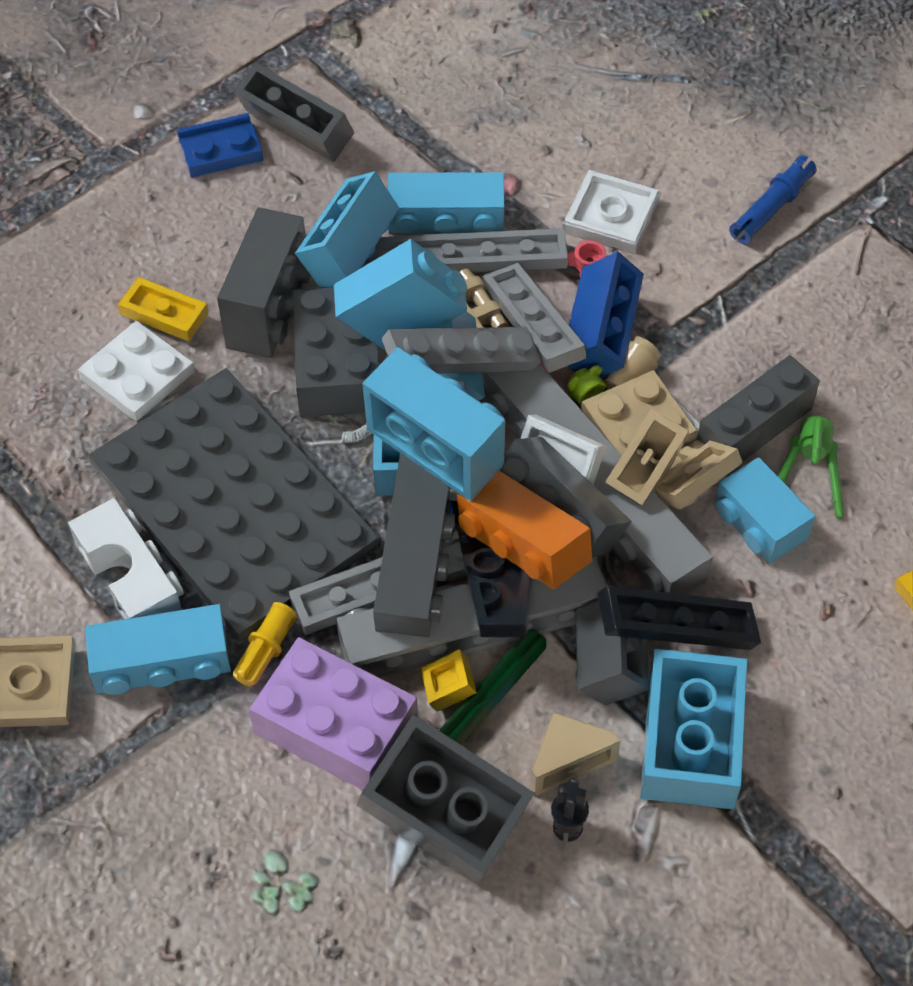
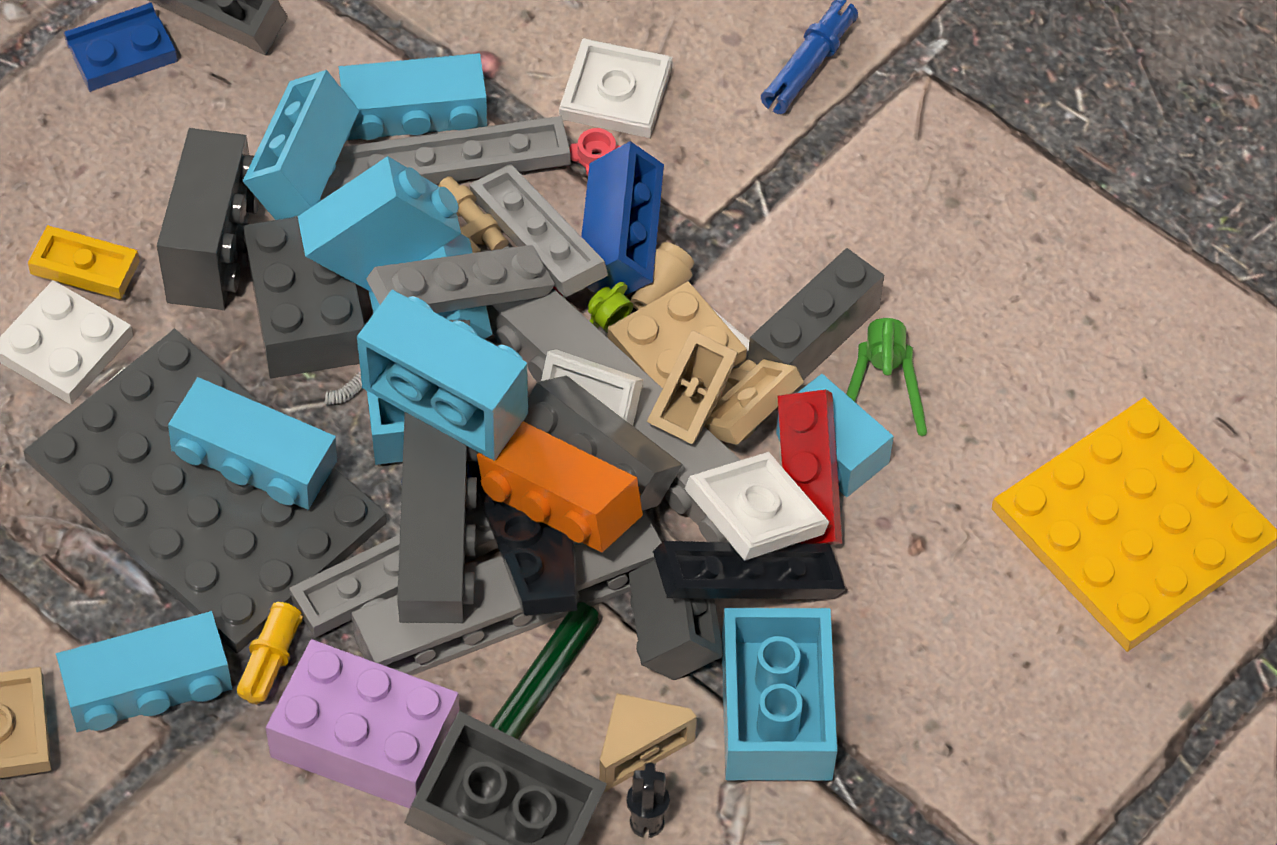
camera: 10 degrees left, 0 degrees up
(110, 540) = (68, 549): white arch -> none
(273, 467) = (252, 444): none -> medium azure brick
(448, 680) = (490, 671): yellow plate -> none
(691, 563) = (756, 505): none -> white tile
(740, 535) = (810, 454): none -> red plate

